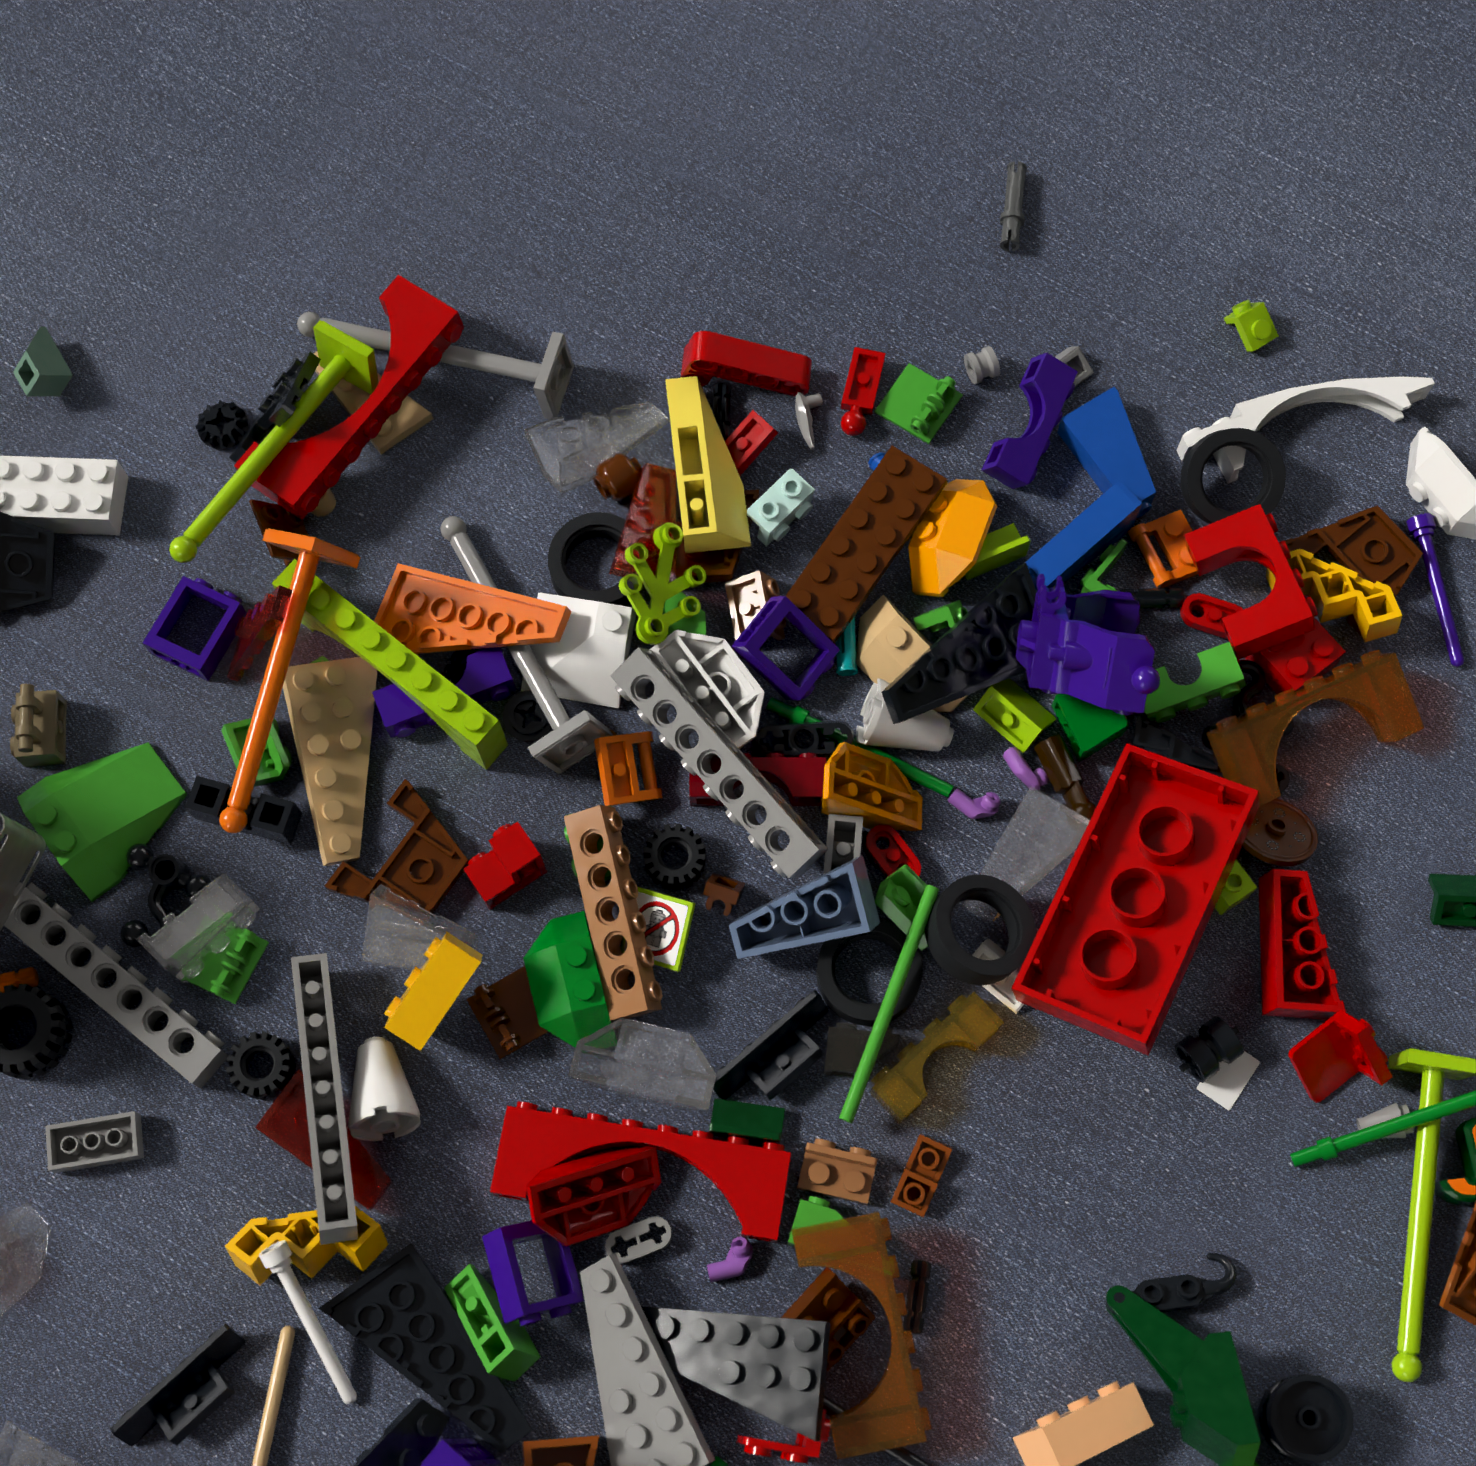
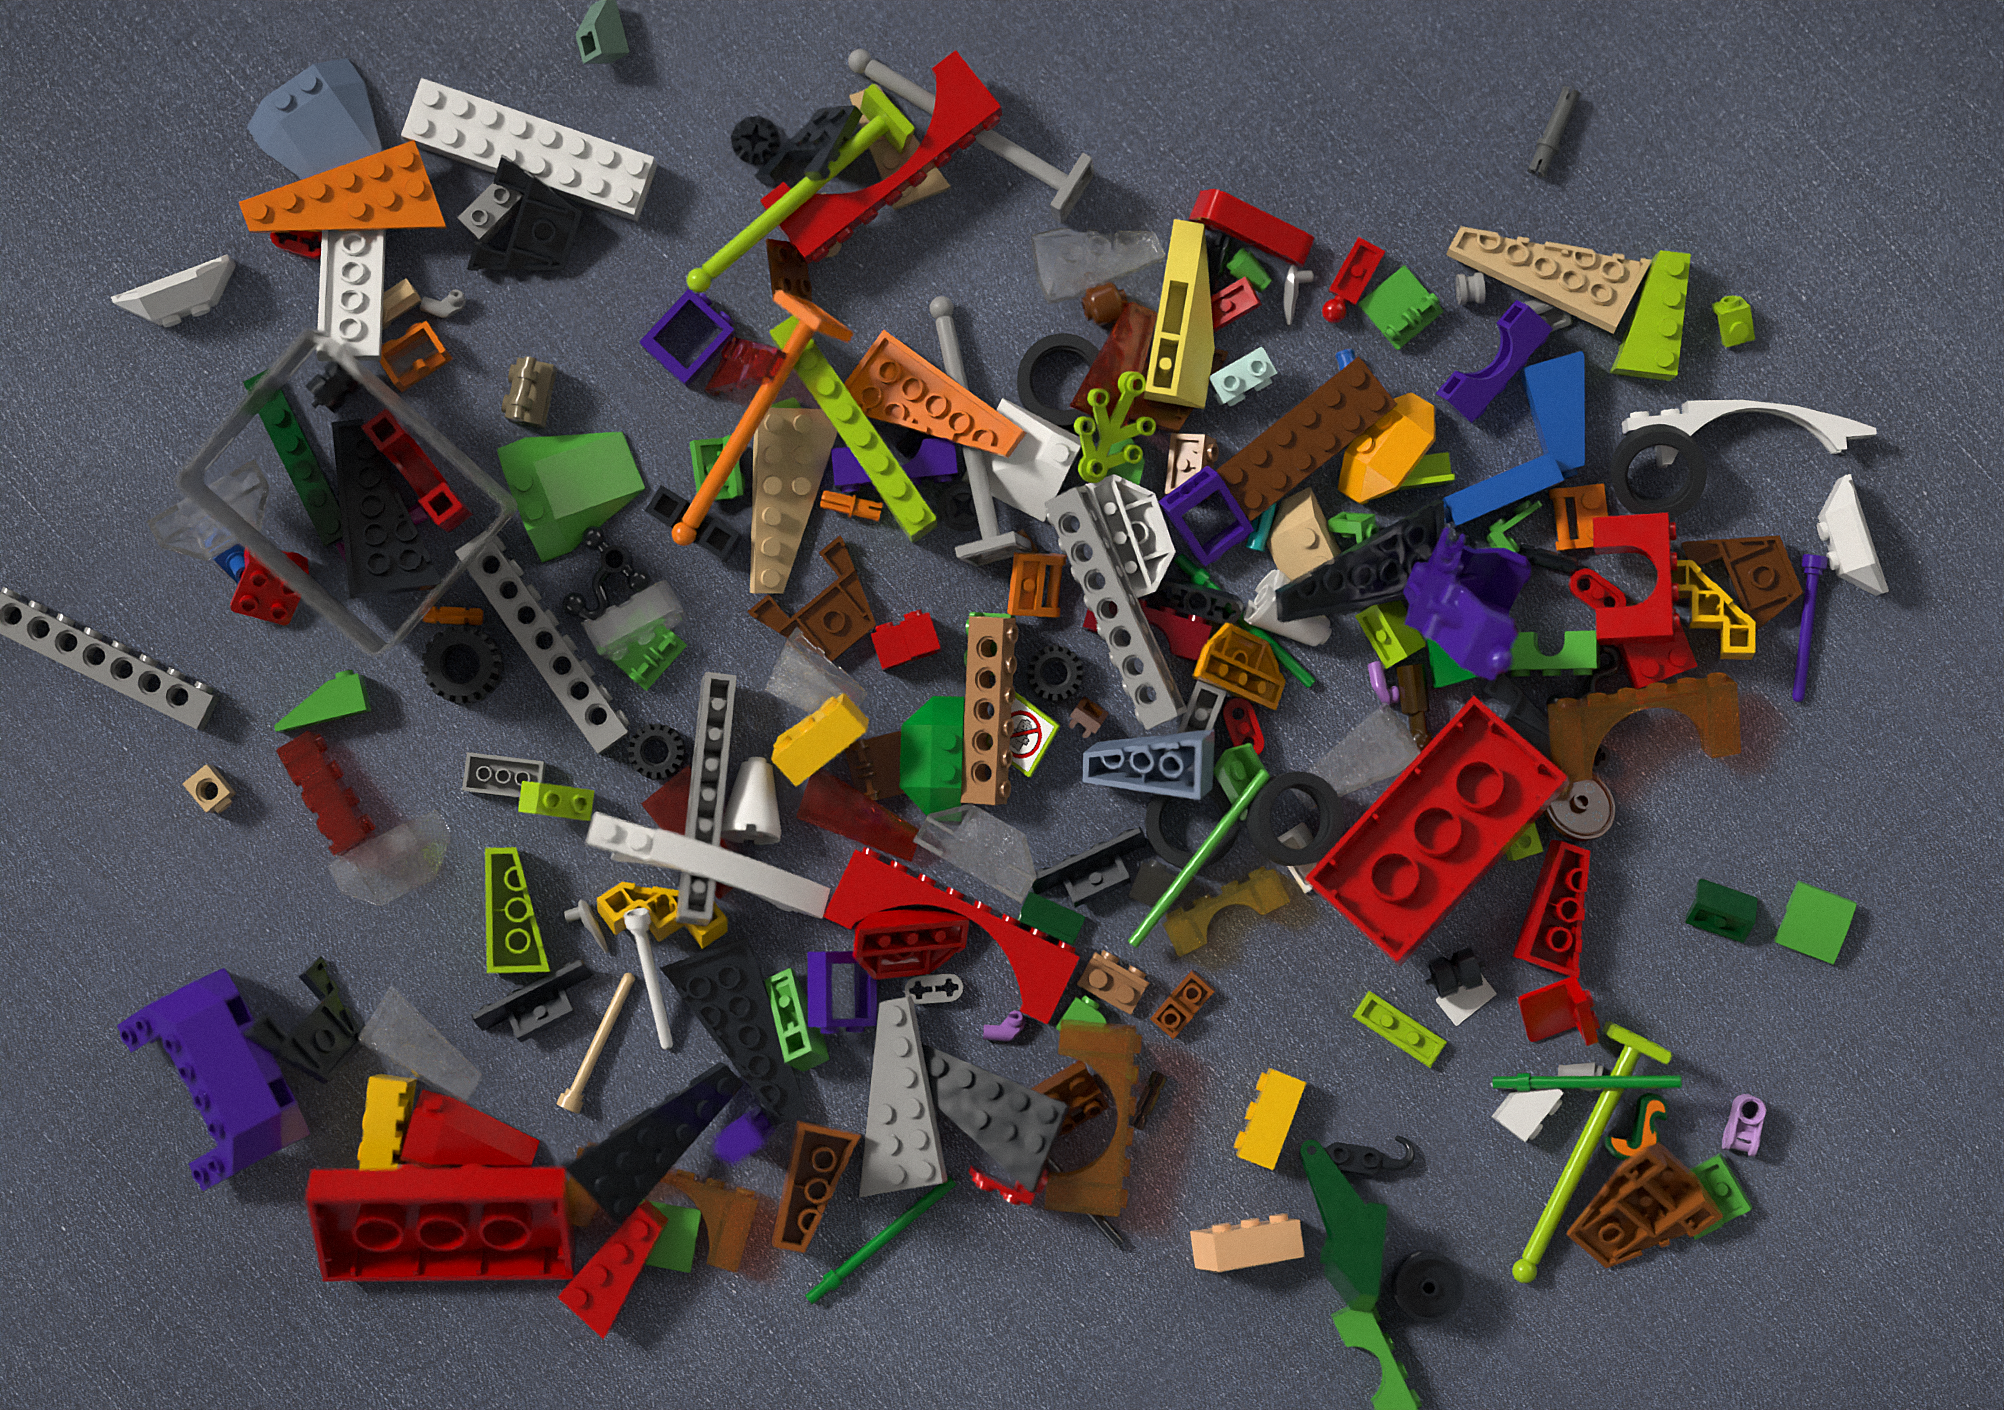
camera: 10 degrees right, 15 degrees up
(133, 1304) = (511, 925): none -> lime wedge
(156, 1149) = (556, 800): none -> lime brick
(221, 1271) = (588, 918): none -> light grey bar
(290, 1159) = (673, 851): none -> white slope
(410, 747) = (851, 505): none -> orange axle
(491, 1069) = (850, 813): none -> clear red wing
(751, 401) = (1246, 265): none -> bright green cone
(975, 808) = (1329, 705): medium lavender arm -> none
(1060, 1275) = (1269, 1118): none -> yellow brick
(1061, 327) = (1563, 275): none -> tan wing
(1169, 1132) = (1399, 1029): none -> lime tile
(1178, 347) = (1656, 323): none -> lime wedge
(1340, 1181) = (1524, 1111): none -> white slope

